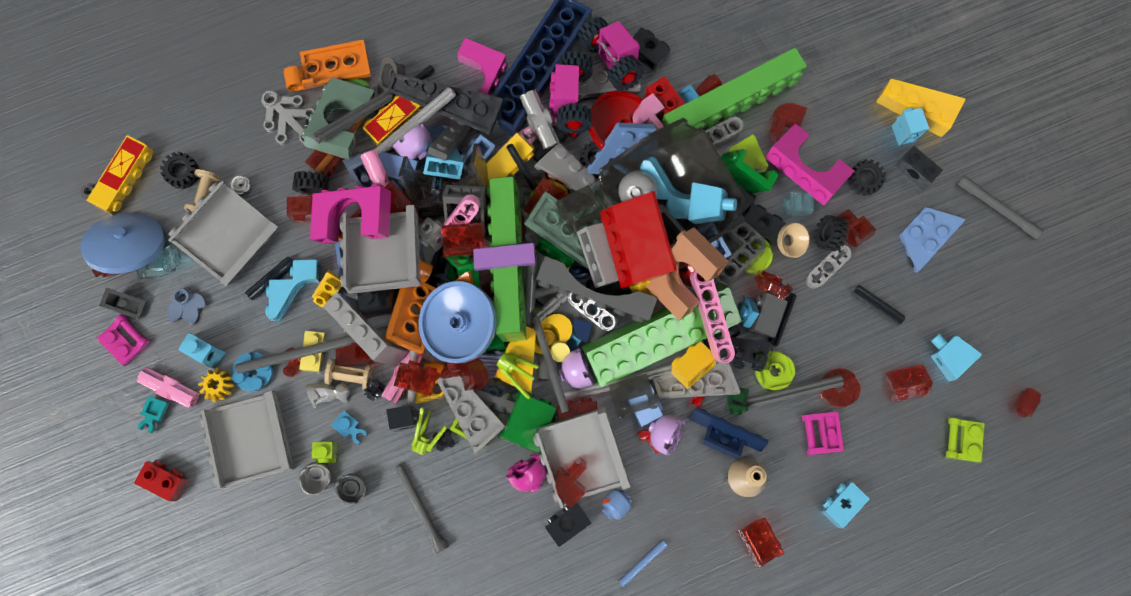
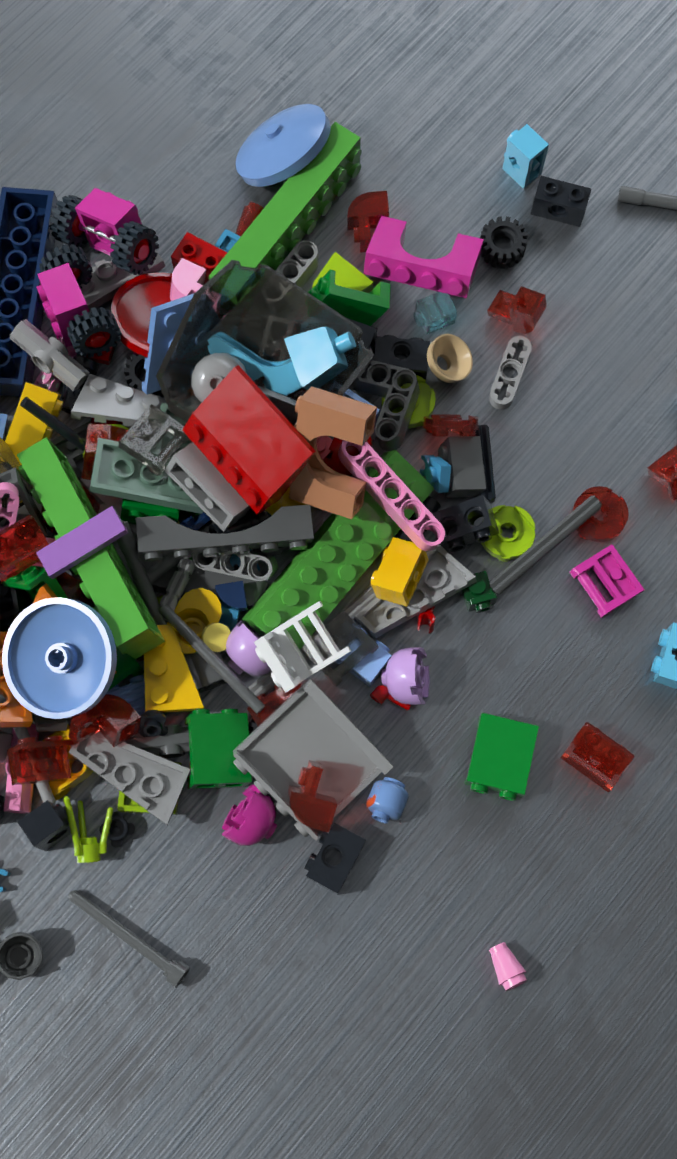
camera: 20 degrees left, 5 degrees down
(508, 363) = (155, 681): lime plant -> none
(595, 386) = (284, 656): none -> white plate
(642, 563) = (459, 861): medium blue bar -> none
(651, 58) = (167, 212): black brick -> none
(701, 512) = (501, 756): none -> green panel
(726, 436) = (485, 643): dark blue bracket -> none
(747, 477) = (539, 682): tan cone -> none
(754, 46) = (283, 145): none -> medium blue dish
(831, 233) = (492, 327): black tyre -> none
(879, 305) = (596, 389): black axle -> none
(928, 234) = (613, 277): medium blue wing -> none
(938, 107) = (549, 117): yellow wedge -> none

